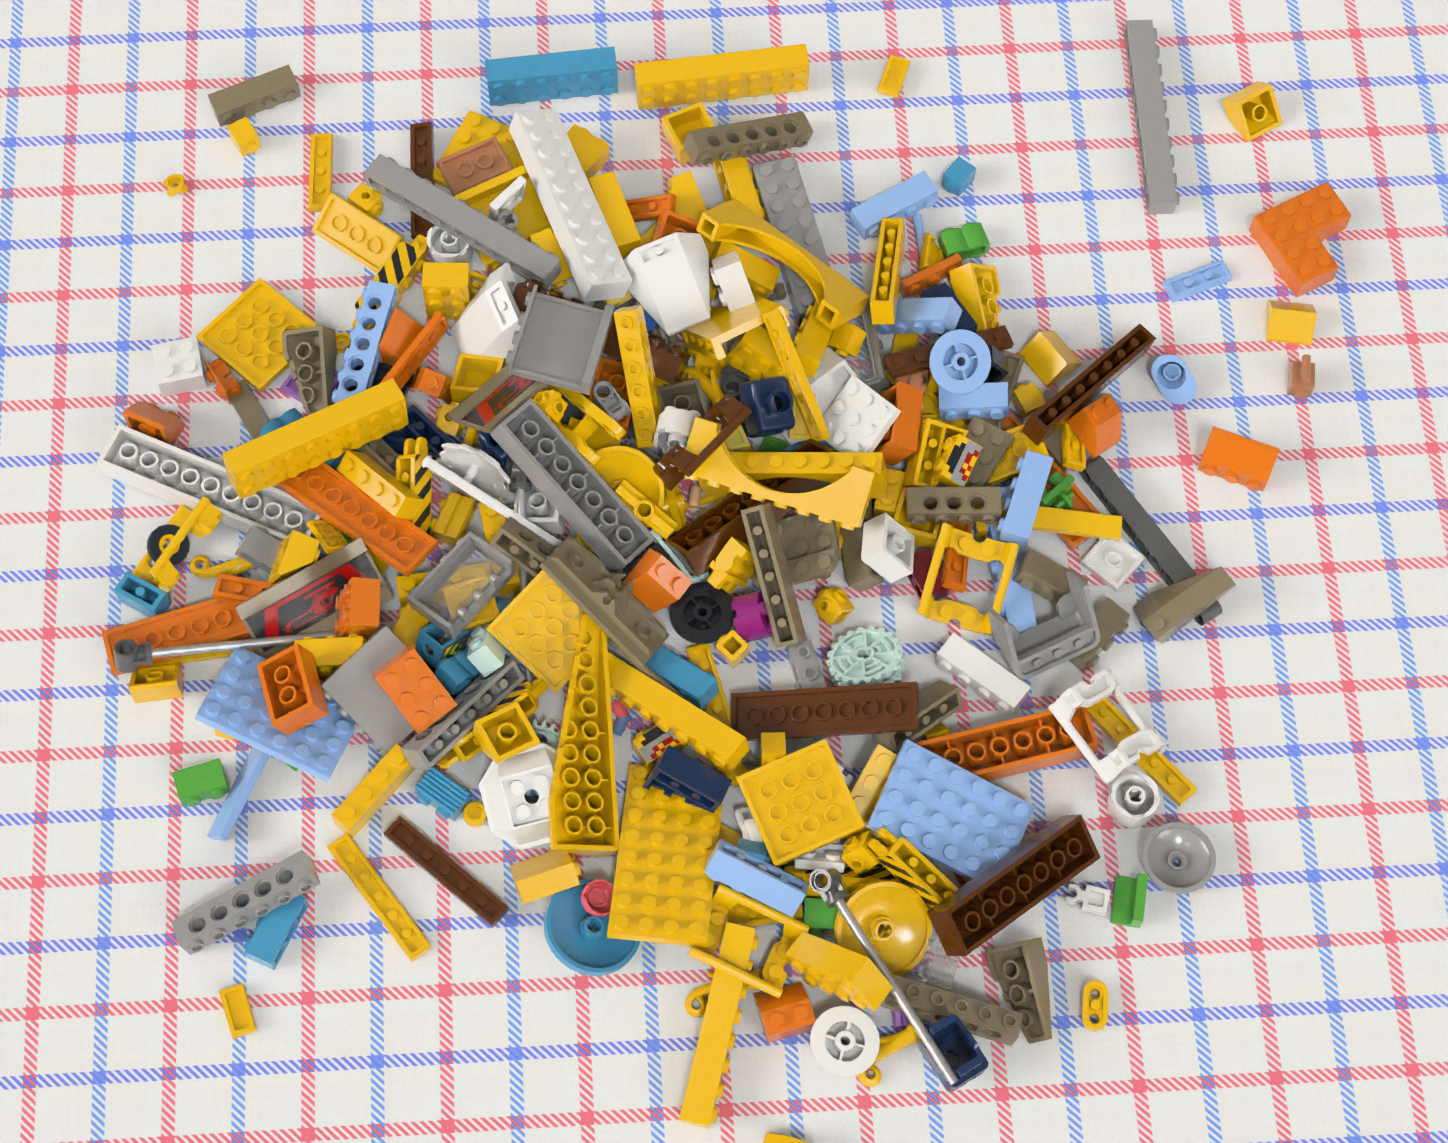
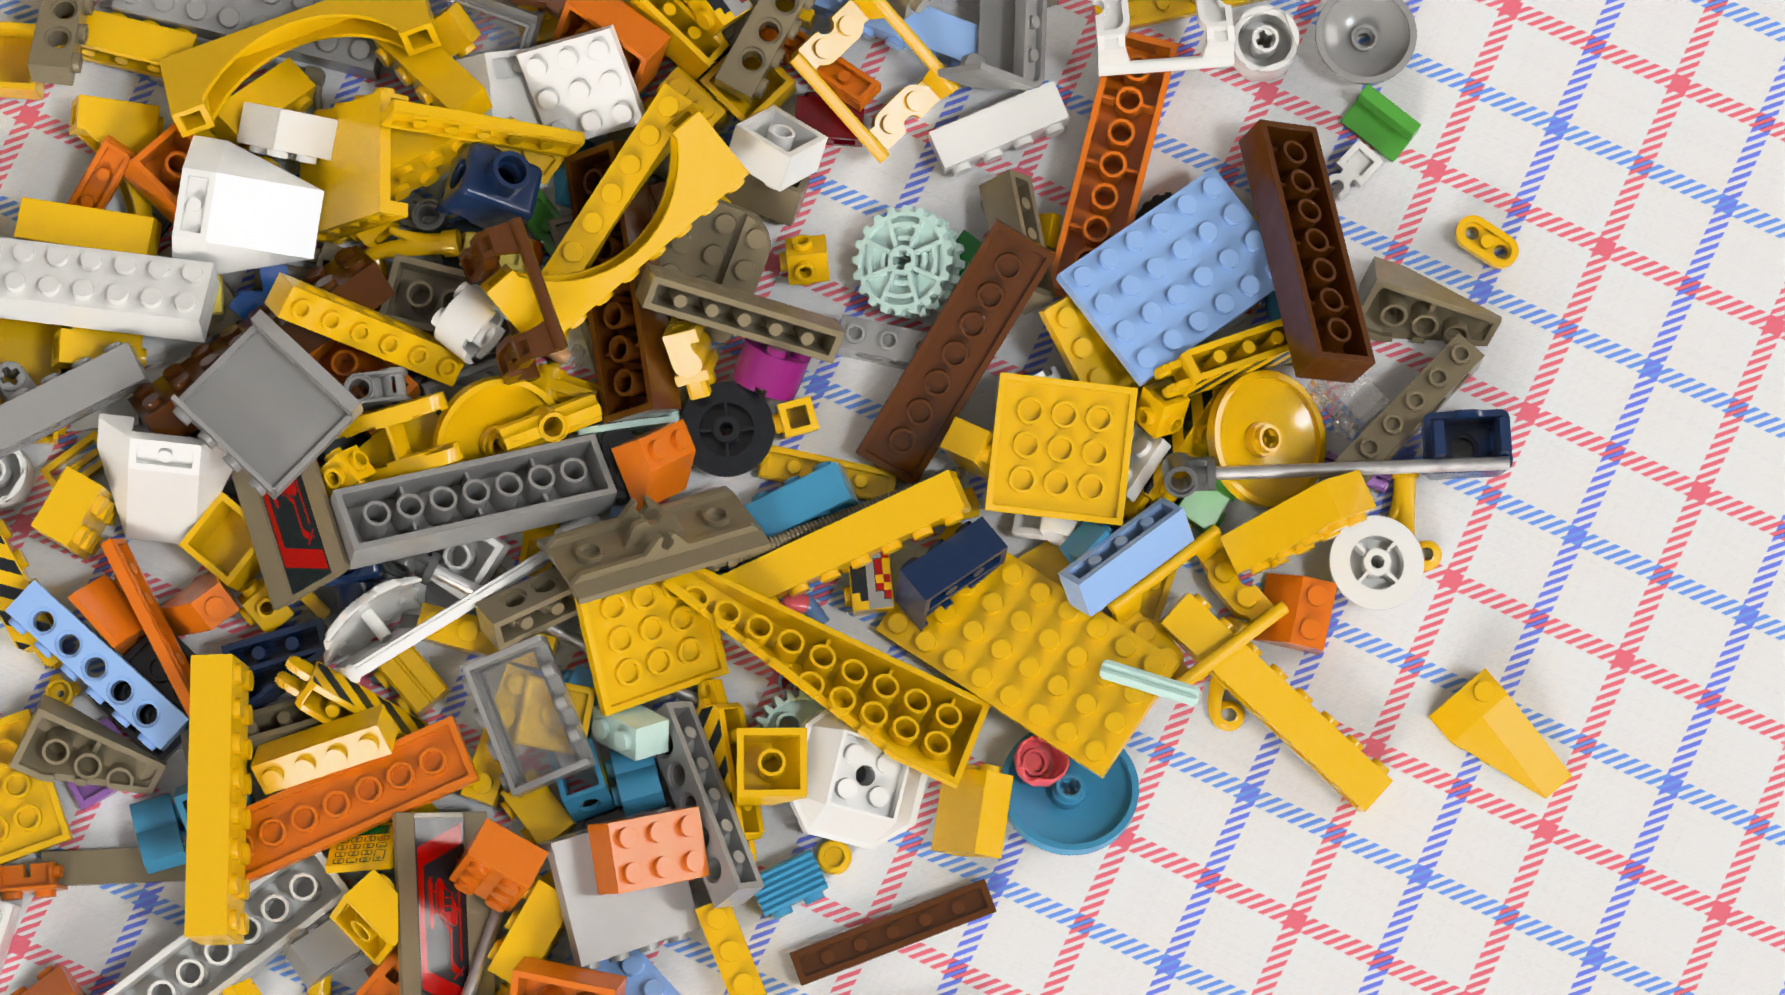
camera: 60 degrees left, 15 degrees up
(682, 929) = (1150, 682): none -> light aqua axle

